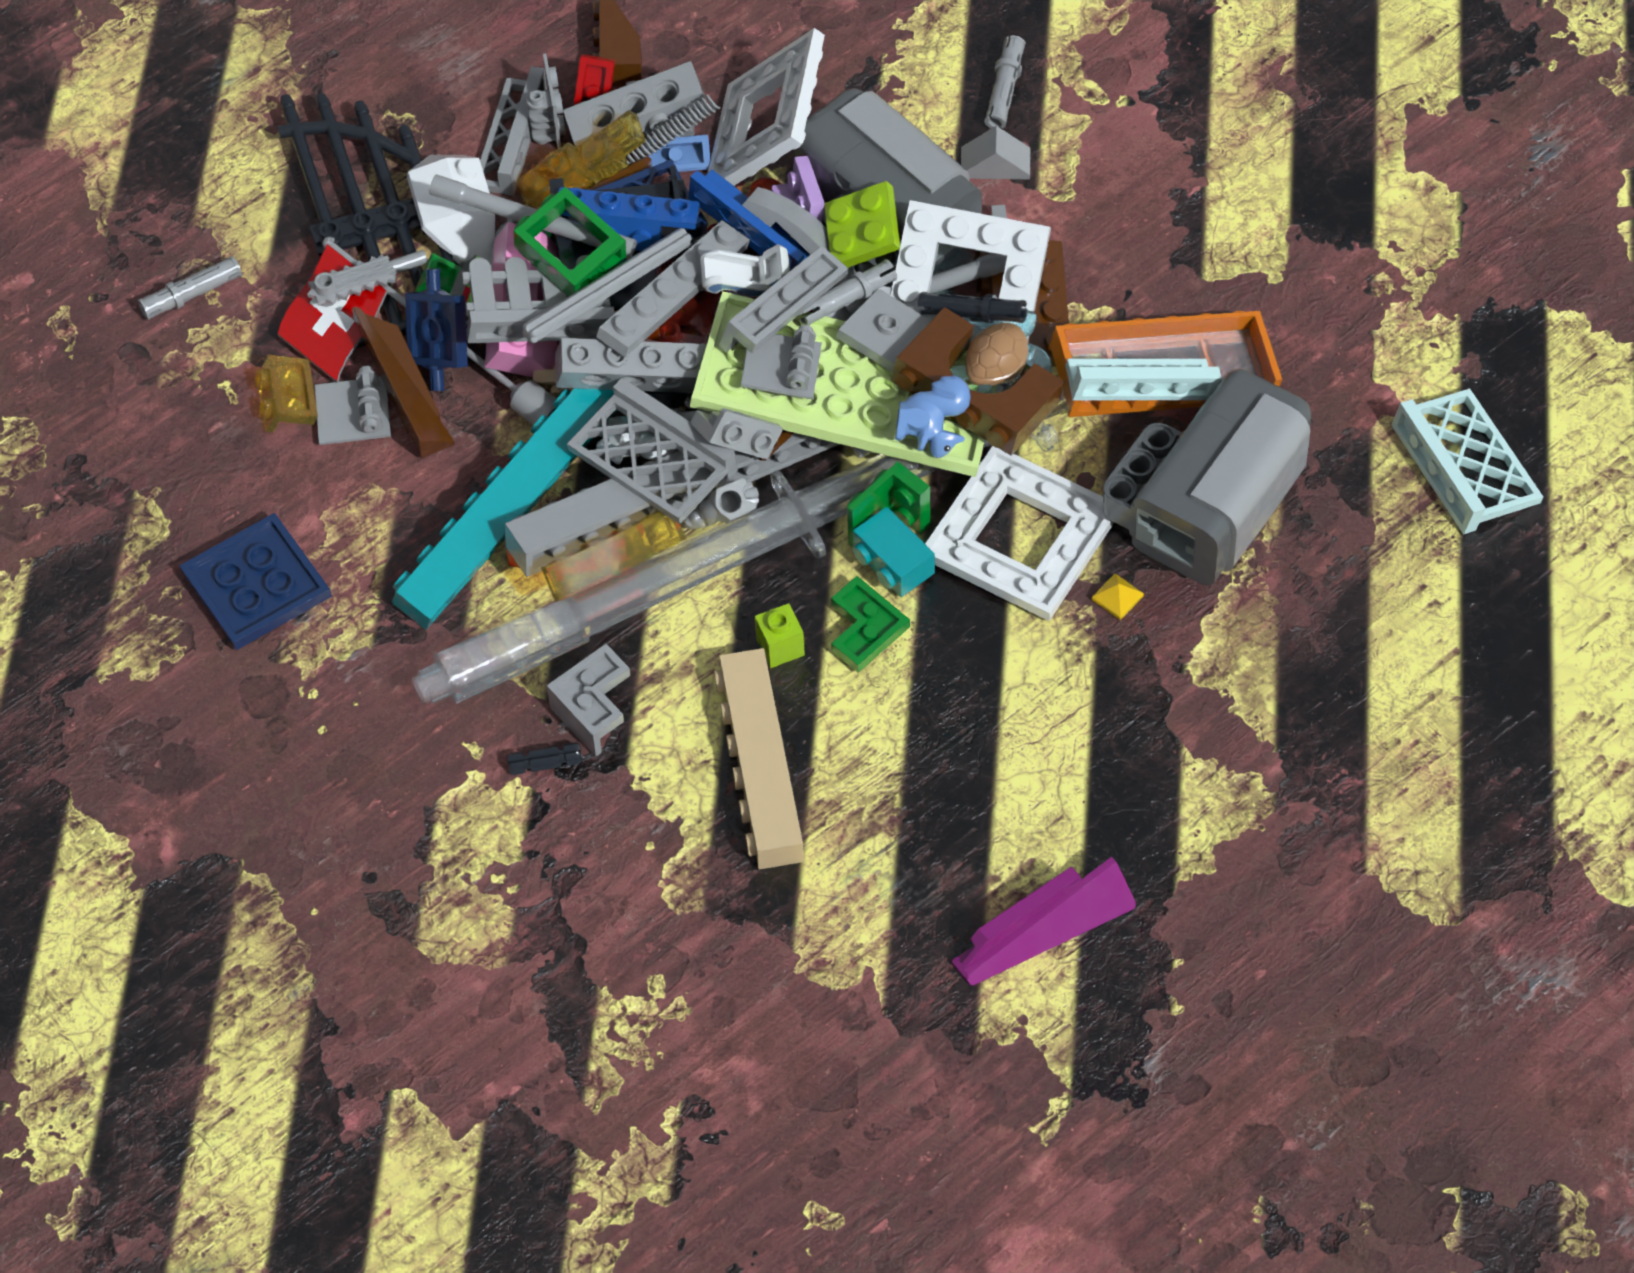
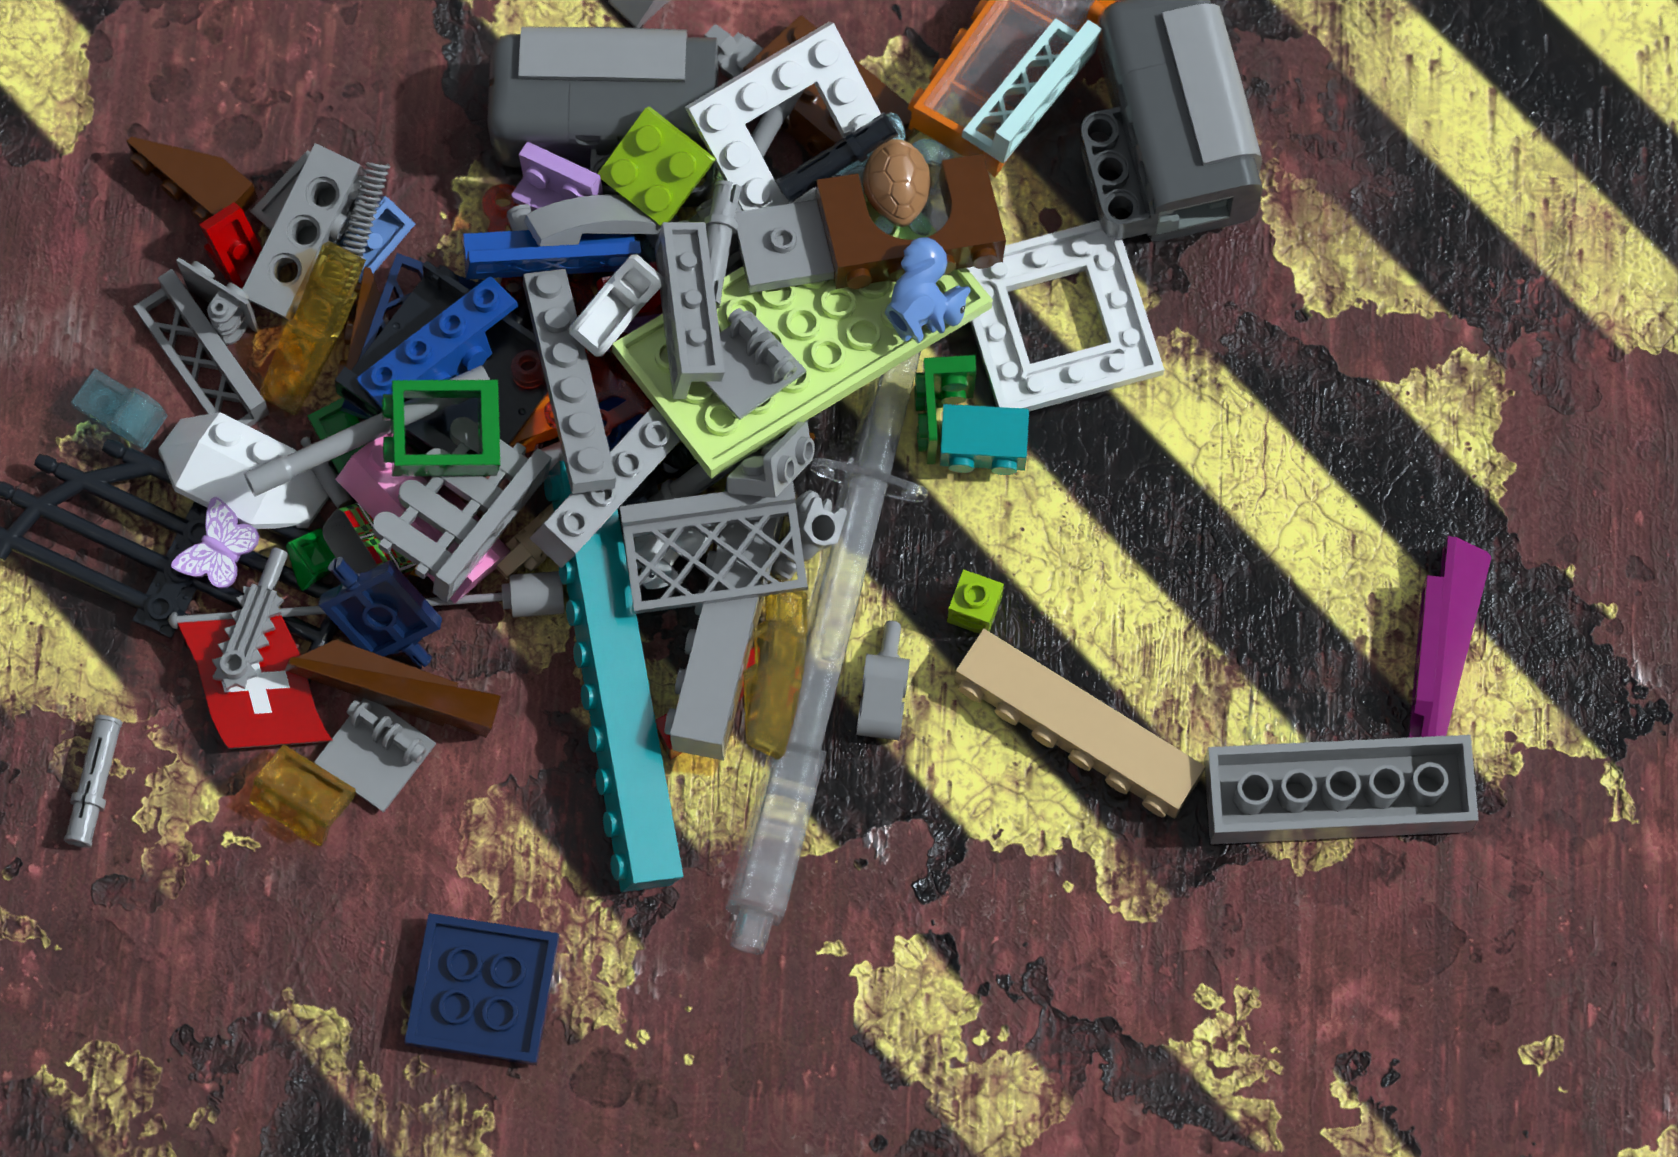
camera: 50 degrees left, 15 degrees up
(393, 226) = (219, 547): none -> animal
(434, 119) = (120, 409): none -> clear light blue plate
(544, 758) = (904, 899): black axle -> none
(581, 699) = (884, 820): light grey panel -> none
(606, 285) = (515, 435): light grey axle -> none
(669, 624) = (884, 688): none -> light grey beam
(794, 69) = (430, 57): white plate -> none
(872, 937) = (1340, 789): none -> light grey brick
(873, 625) = (1032, 512): green plate -> none
(1117, 596) = (1190, 299): yellow slope -> none

